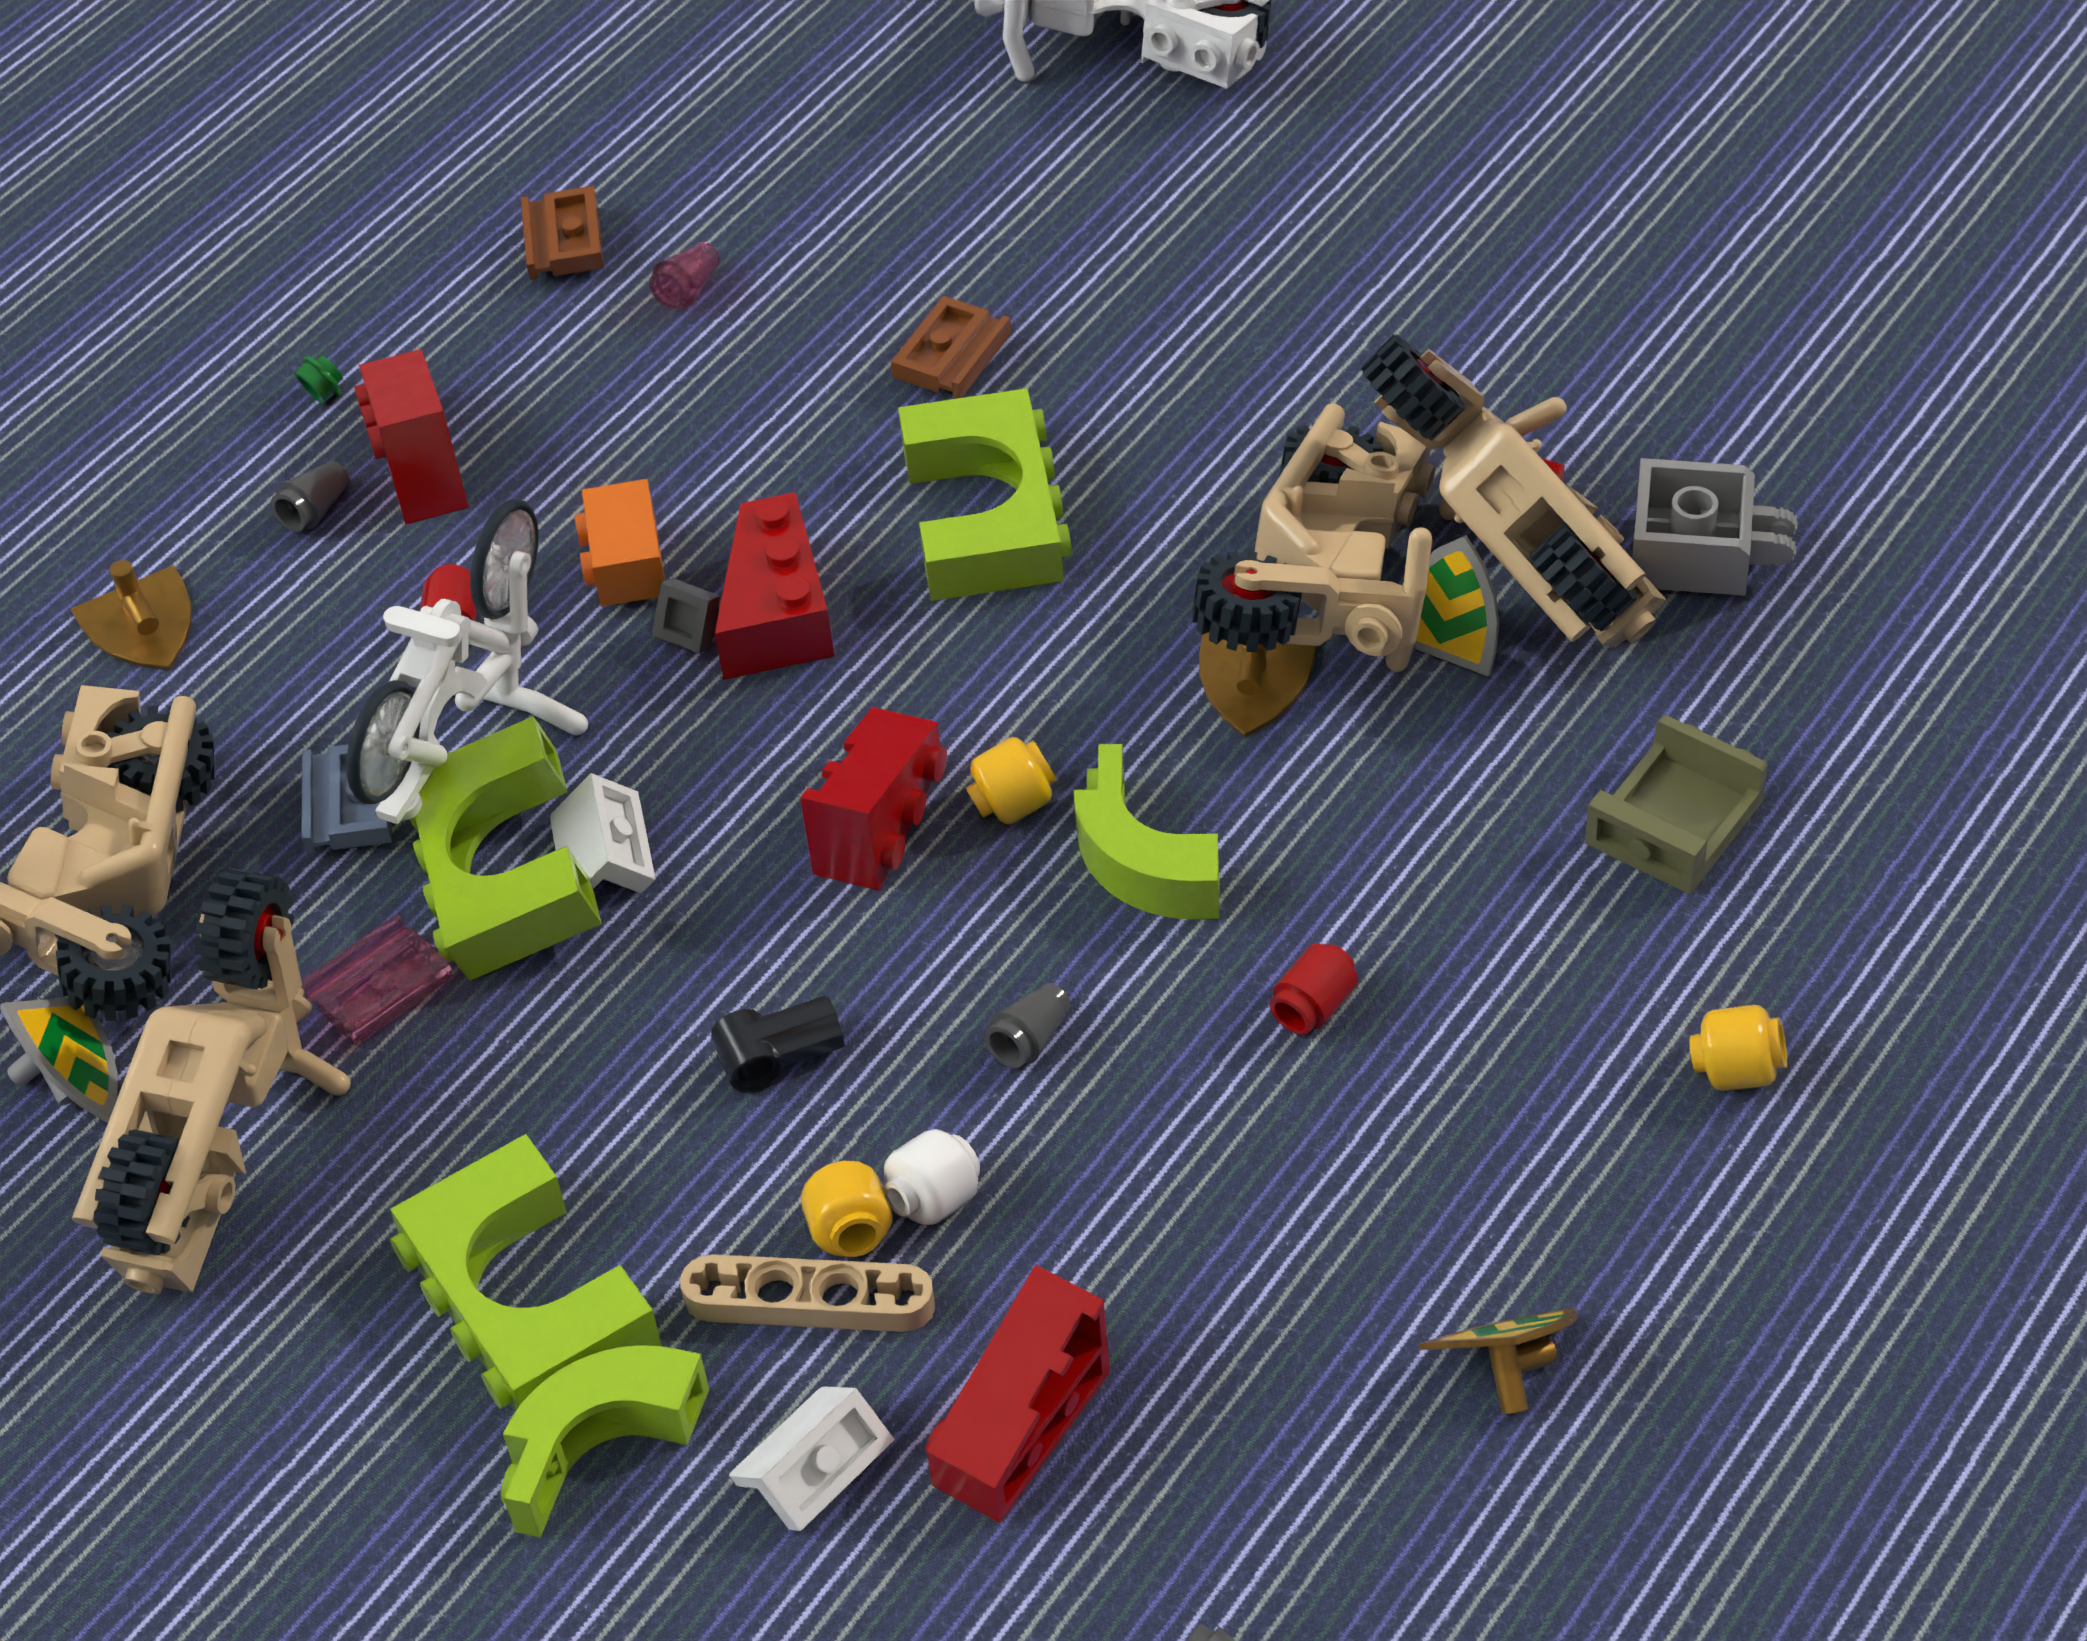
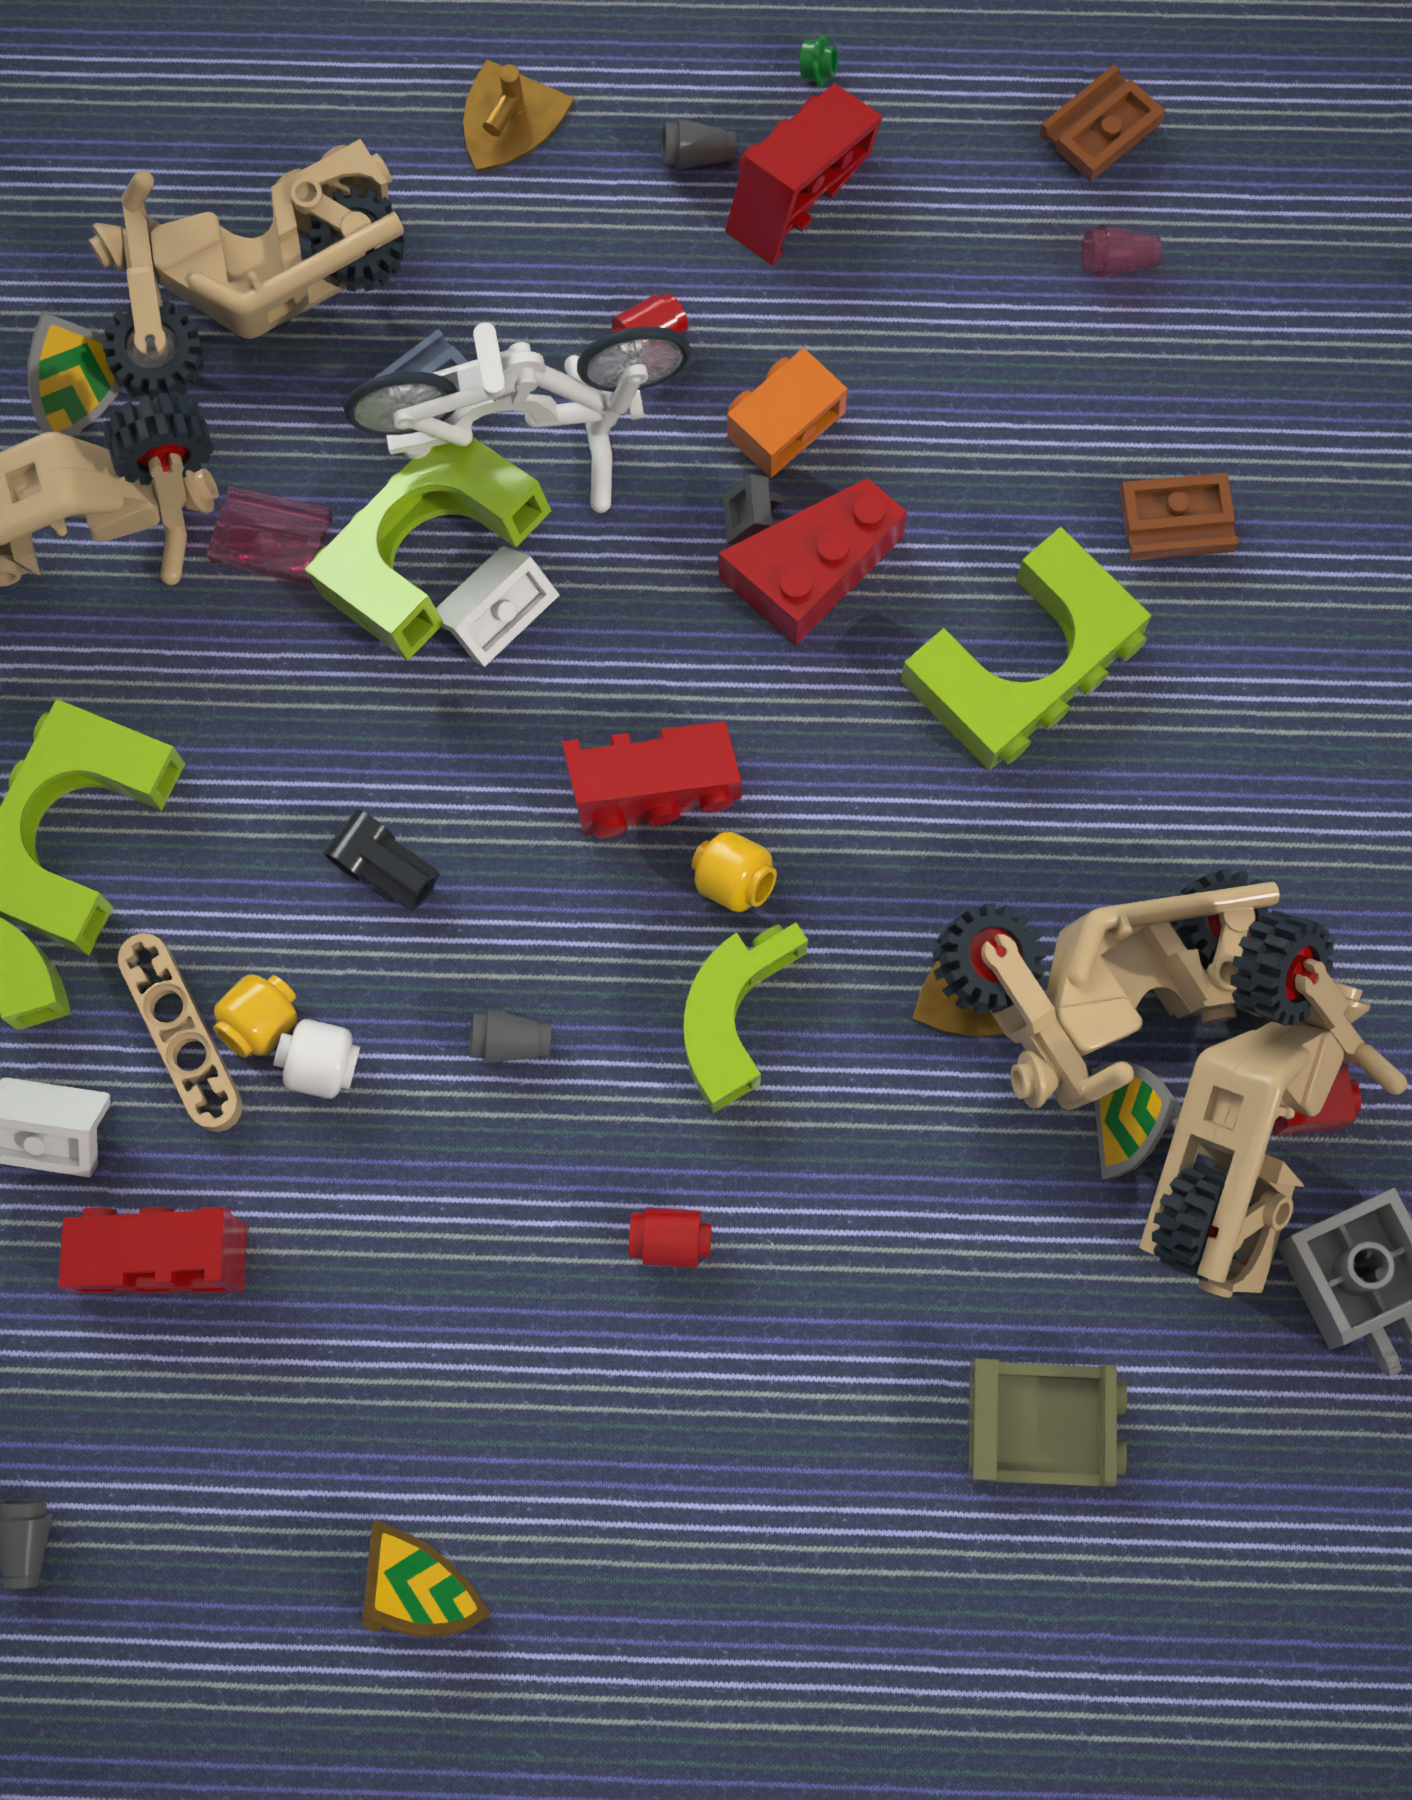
camera: 55 degrees right, 25 degrees up
(1739, 1048) = (808, 1617): yellow head -> none

